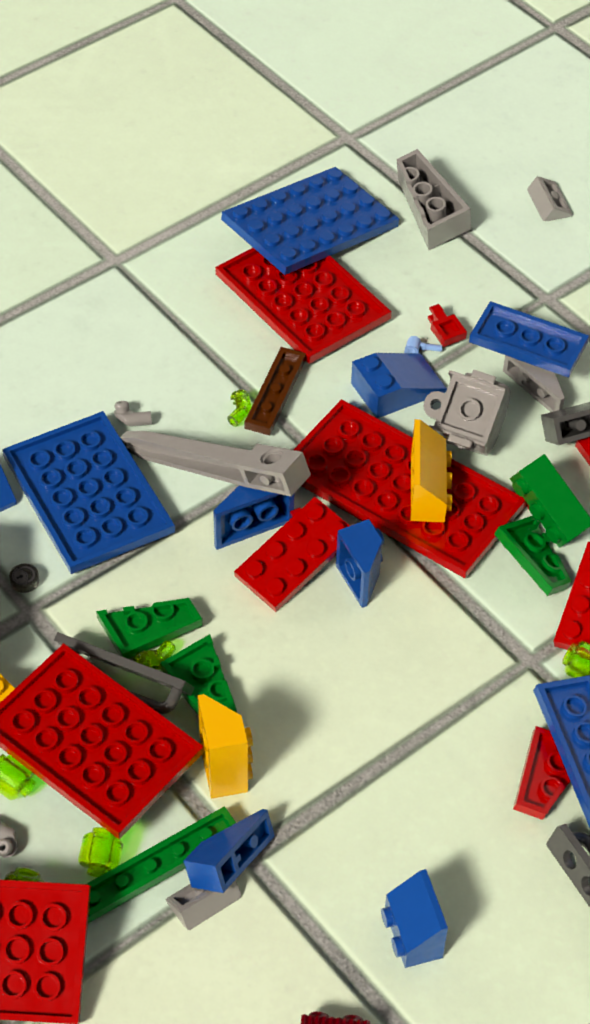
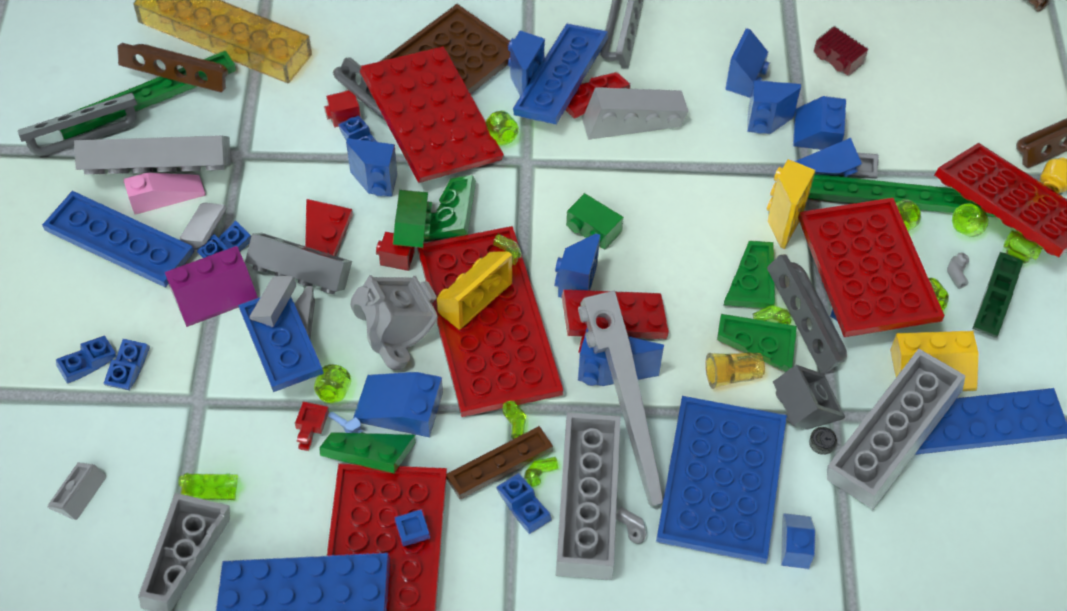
camera: 140 degrees left, 5 degrees up
(60, 597) = (807, 398): none -> dark grey slope
(149, 576) = (733, 368): none -> clear yellow plant
(178, 394) = (588, 496): none -> light grey brick
(227, 380) = (523, 504): none -> blue slope
(273, 913) = (820, 123): none -> blue slope
(288, 297) = (412, 528): none -> blue plate
(293, 430) = (516, 417): none -> clear neon green arm
(345, 873) = (771, 105): none -> blue slope
(381, 332) = (369, 449): none -> green wing
(400, 630) = (592, 217): none -> green brick
(440, 541) = (509, 246): none -> clear neon green arm
(461, 356) = (333, 384): none -> clear neon green head
(466, 250) = (209, 486): none -> clear neon green hinge
(476, 770) = (632, 111): none -> light grey wedge
(564, 348) = (273, 300): none -> light grey slope

